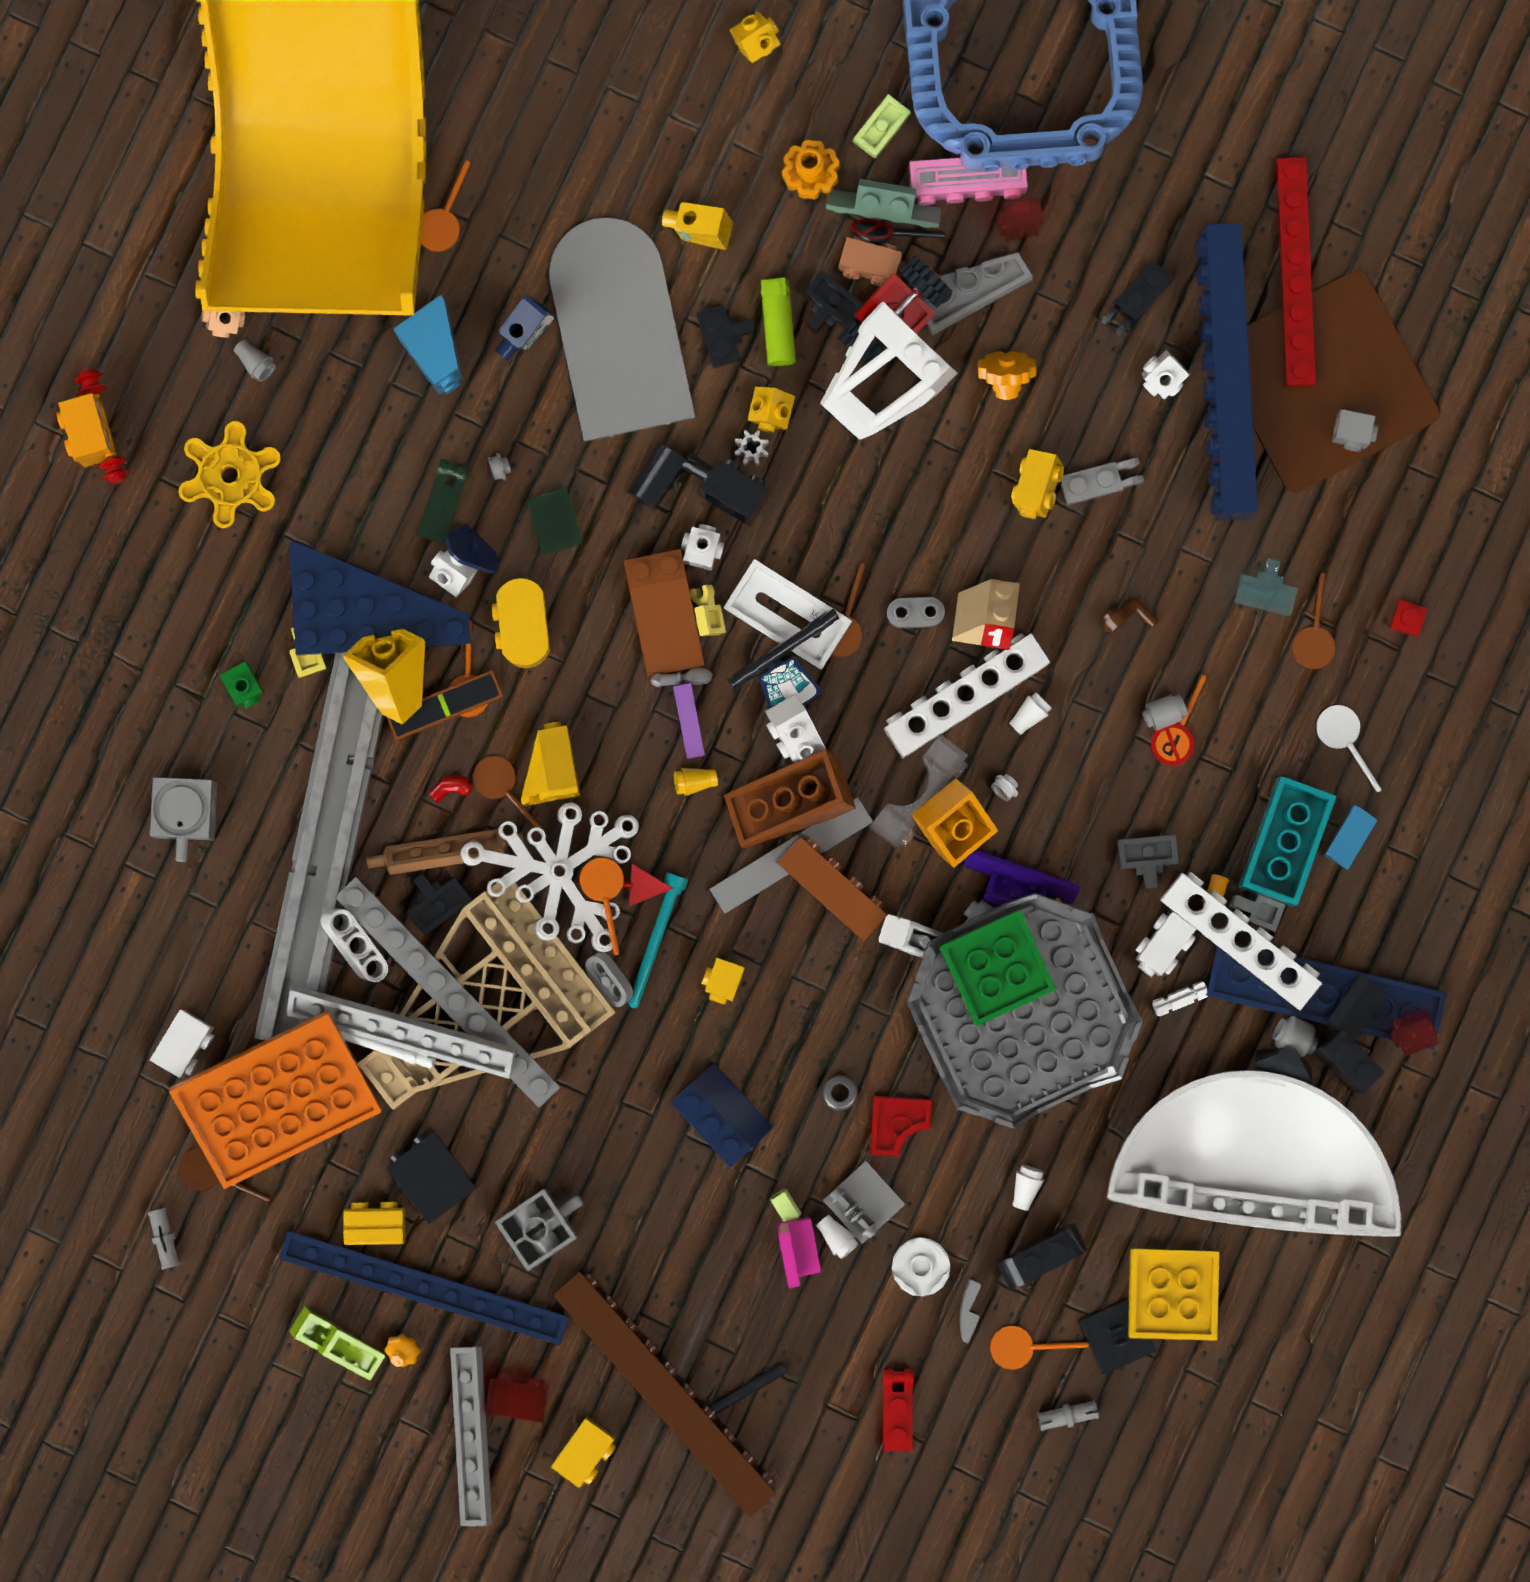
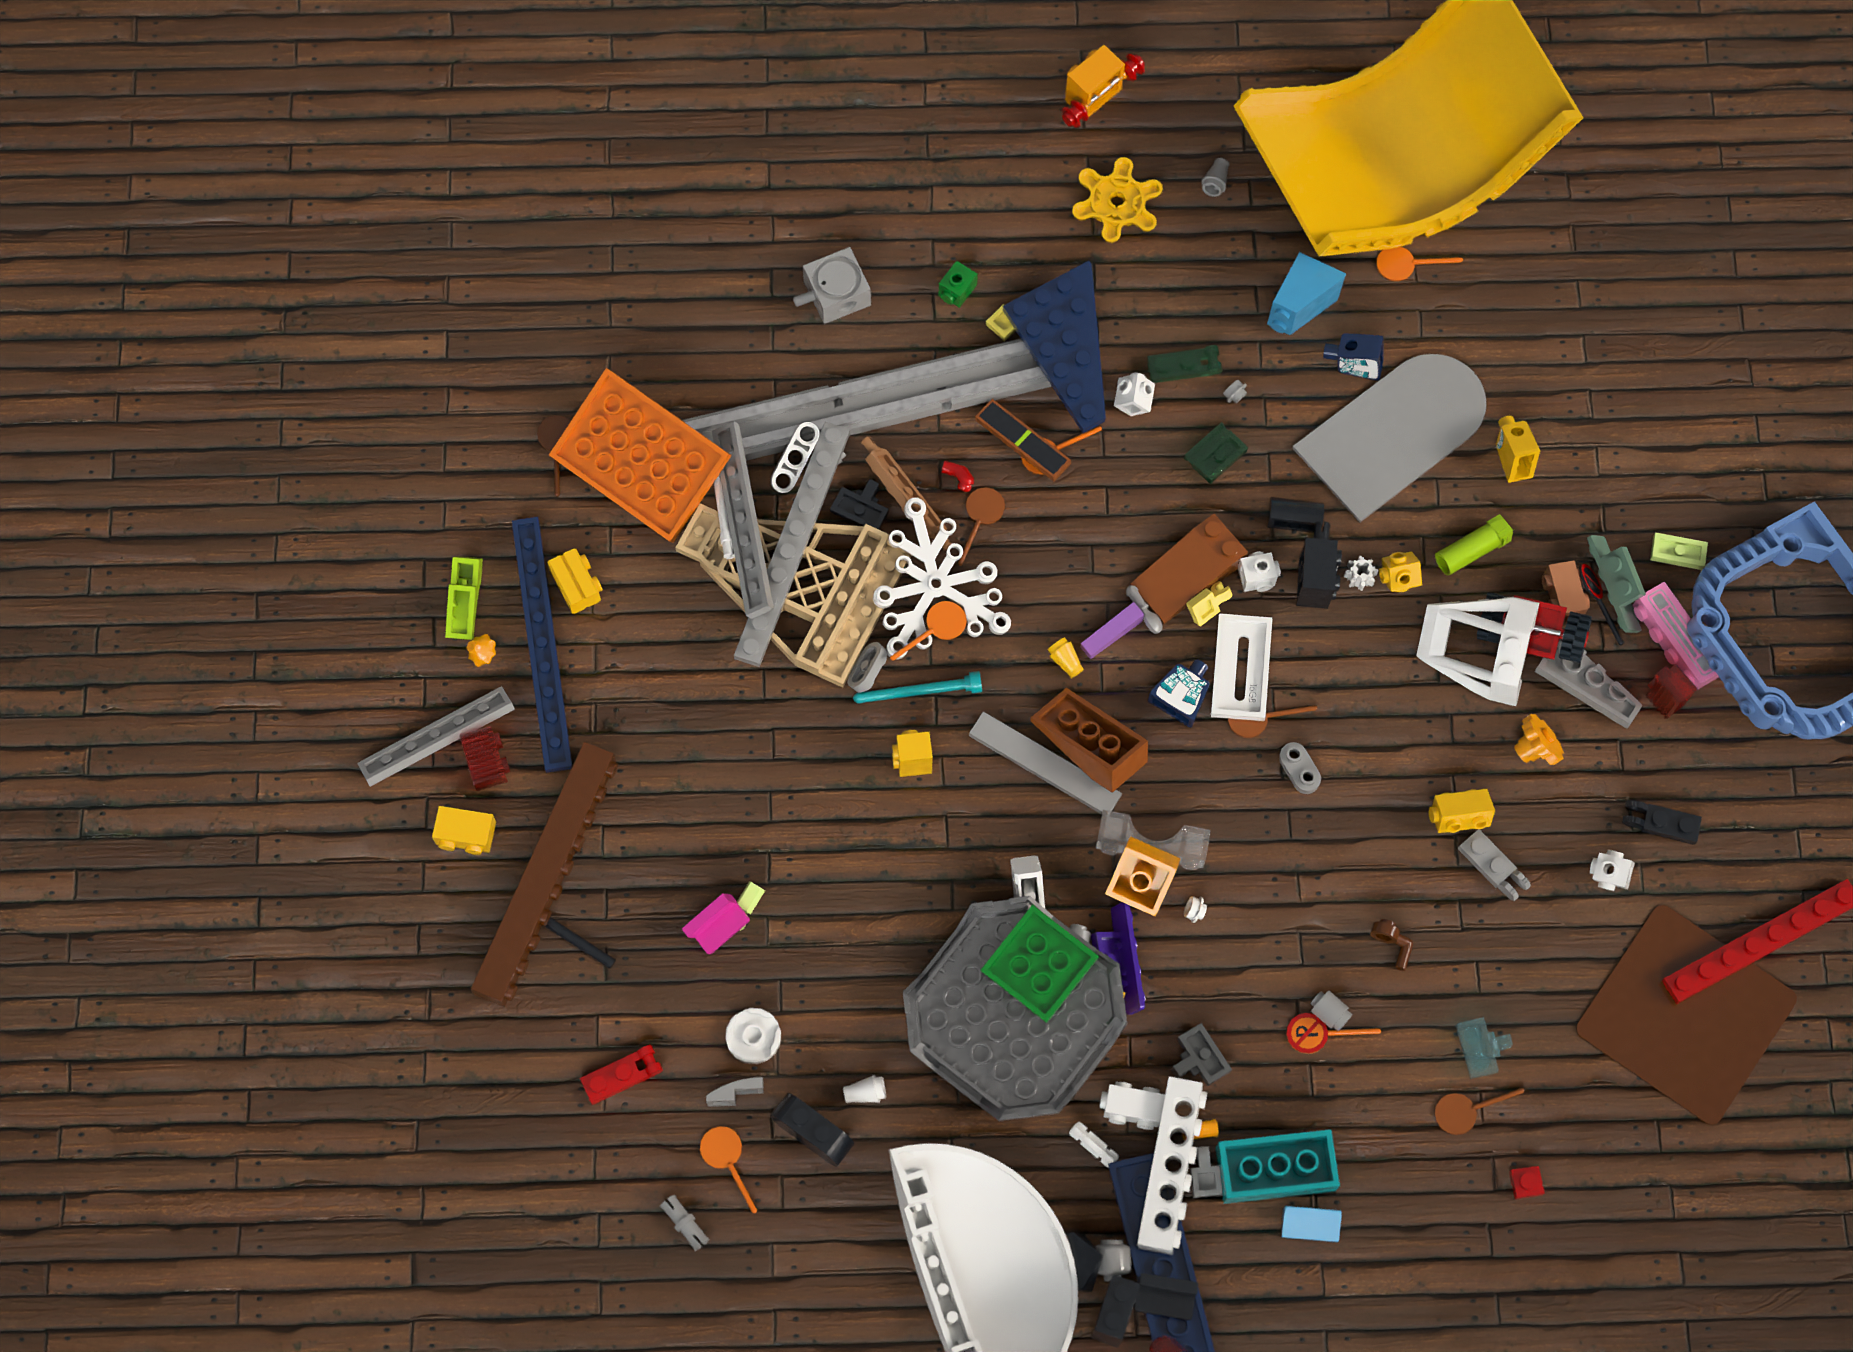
camera: 65 degrees right, 15 degrees down
(160, 1221) = (486, 429): light grey pin -> none
(182, 1044) = (650, 369): white brick -> none
(223, 327) = (1239, 147): light nougat brick -> none
(390, 672) = (1026, 379): yellow slope -> none
(431, 1176) = (635, 606): black brick -> none
(471, 550) = (1158, 399): dark blue piece -> none
(521, 623) = (1120, 466): yellow brick -> none
(539, 1227) = (634, 706): light grey piece -> none
(551, 767) = (1016, 541): yellow slope -> none
(643, 885) = (958, 657): red piece -> none
(722, 335) = (1438, 510): black hinge -> none
(722, 1115) = (800, 809): dark blue slope -> none
(752, 669) = (1181, 654): black piece -> none
(755, 36) = (1691, 419): yellow brick -> none
(794, 729) = (1150, 710): white brick -> none
(810, 169) = (1611, 513): light orange plant -> none
(831, 303) = (1514, 578): black hinge -> none
(831, 888) = (1035, 804): dark orange brick -> none
(837, 1237) = (743, 954): white cone -> none
(852, 1095) = (865, 908): flat silver piece -> none
(864, 1202) = (784, 961): light grey hinge -> none
(895, 1121) = (867, 956): red tile -> none
(987, 614) = (1331, 822): tan slope -> none
(1030, 713) = (1269, 900): white cone -> none
(1032, 660) = (1259, 853): white brick -> none
(1109, 1338) = (775, 1234): black piece -> none
(1173, 1294) = (834, 1262): yellow plate -> none
(1227, 372) = (1645, 919): dark blue brick -> none
(1339, 729) = (1398, 1170): white piece -> none
(1354, 430) = (1660, 1053): light grey brick -> none

